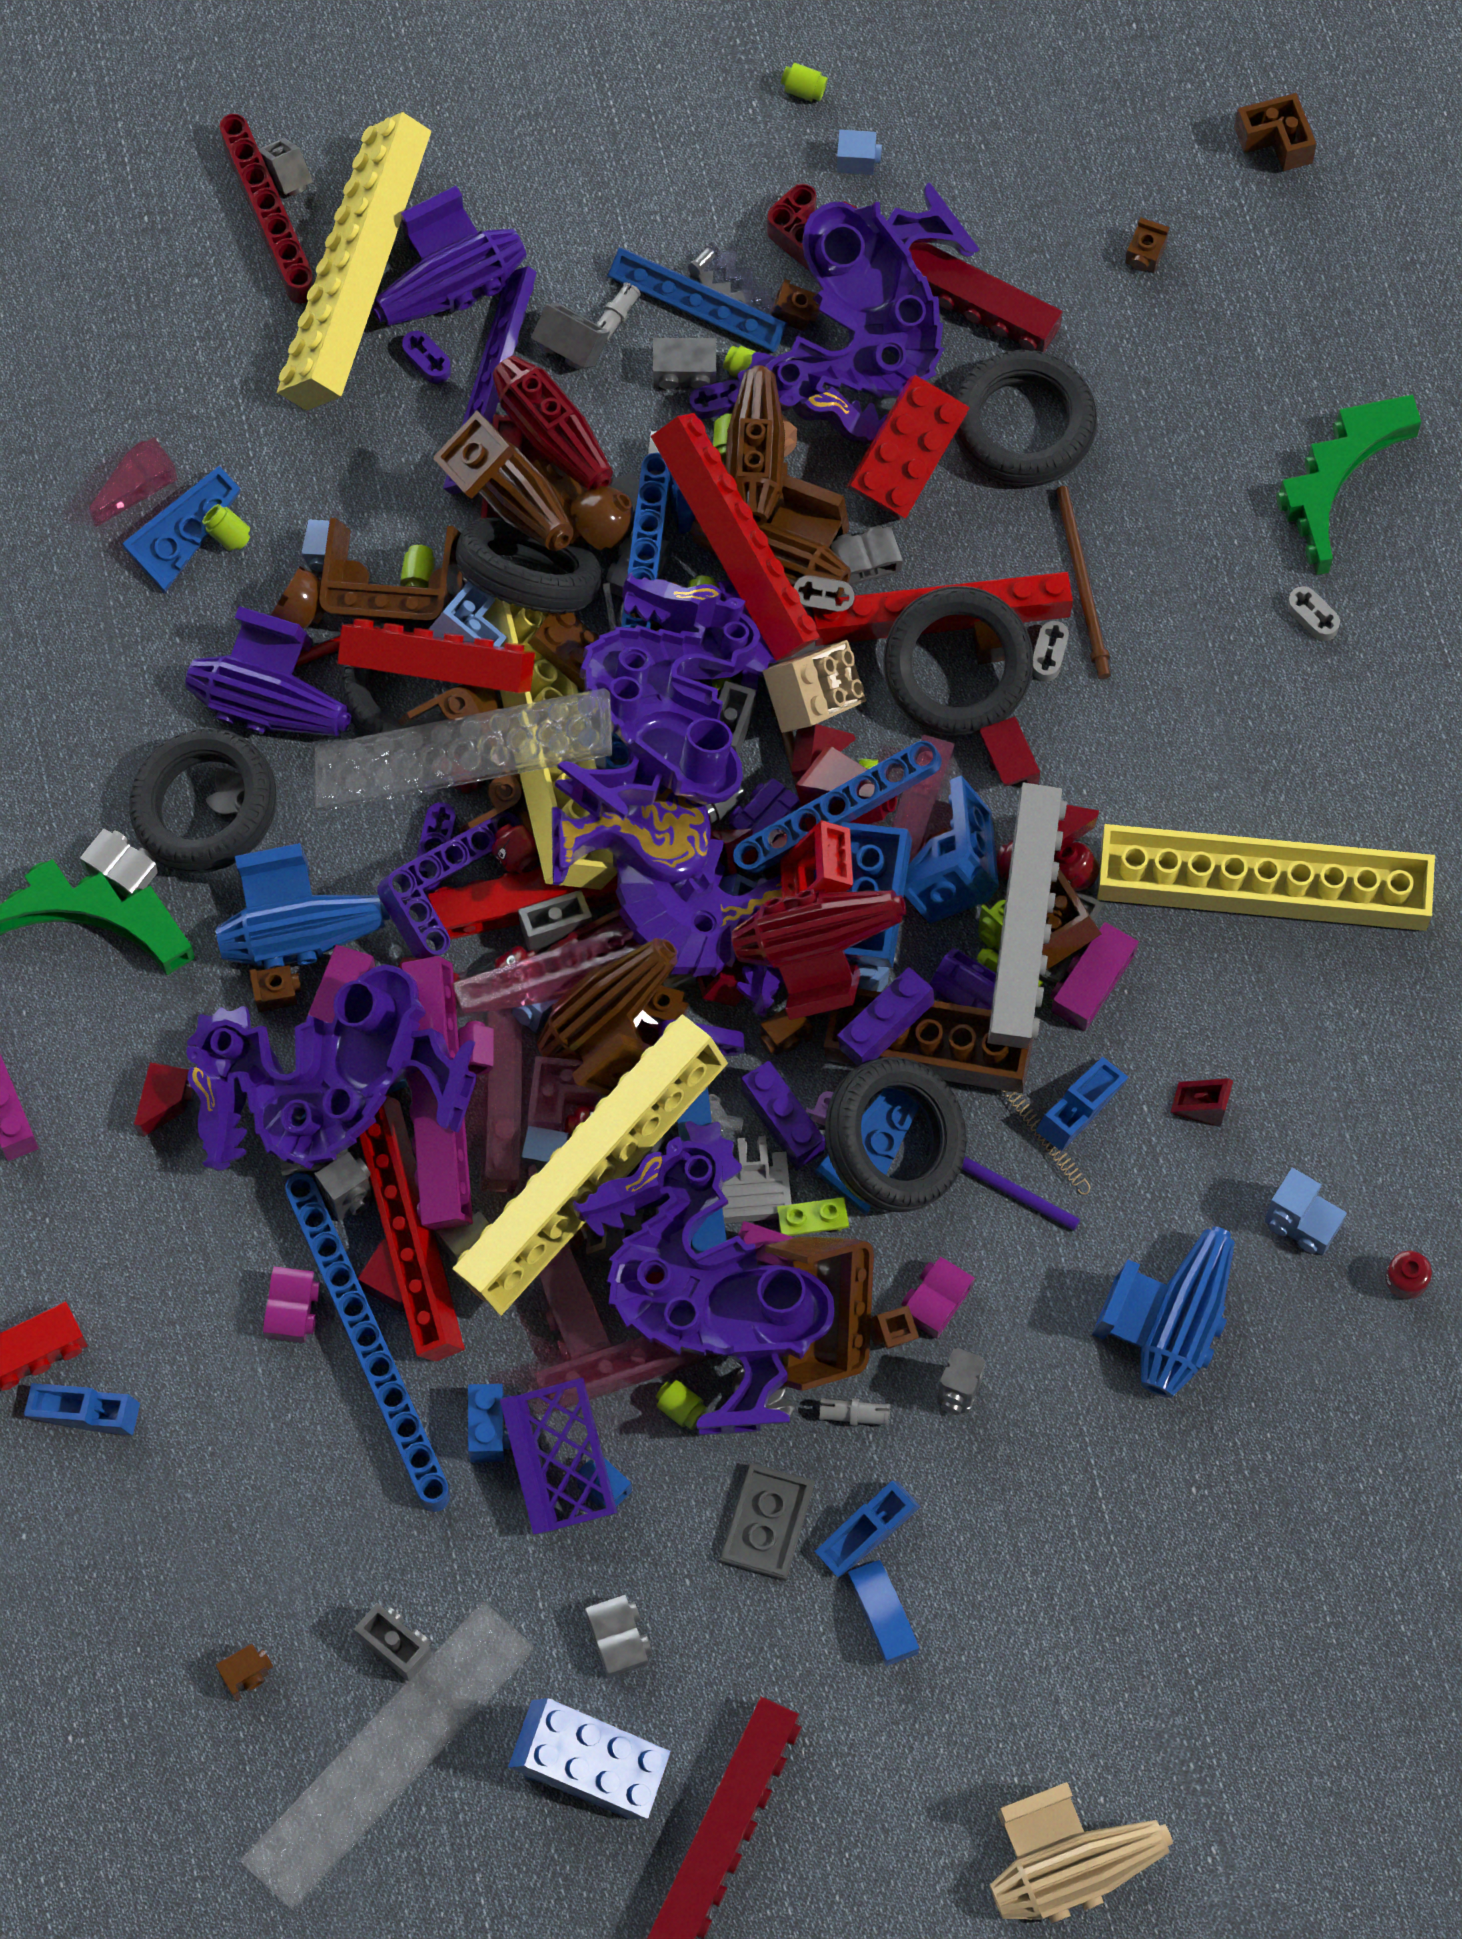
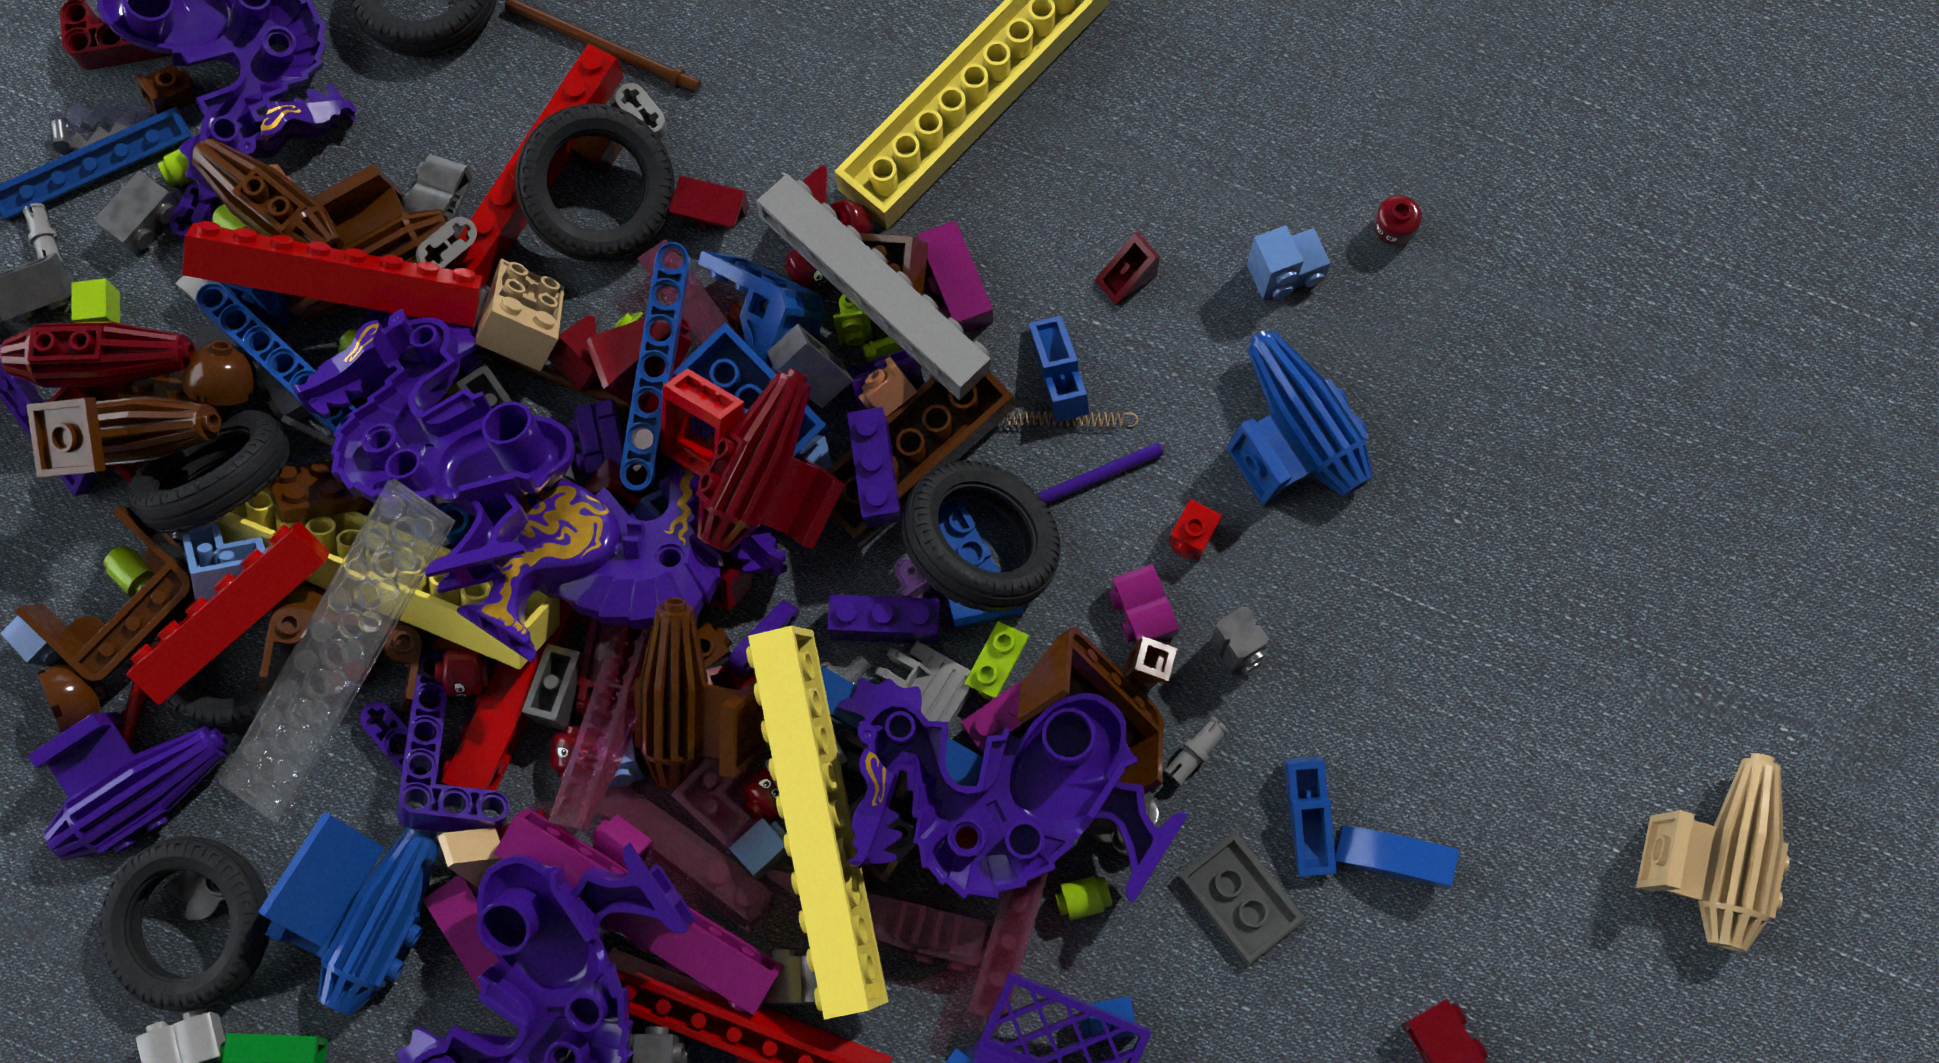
camera: 50 degrees left, 5 degrees up
(278, 997) = (421, 998): reddish brown brick -> none
(299, 864) = (321, 879): none -> blue tile
(392, 946) = (470, 852): none -> tan slope
(592, 390) = (95, 301): none -> lime brick
(782, 1034) = (809, 565): reddish brown brick -> none
(907, 447) = (372, 86): red brick -> none
(930, 917) = (807, 355): none -> flat silver brick
(957, 986) = (887, 388): none -> nougat brick
(1027, 1293) = (1194, 530): none -> red brick

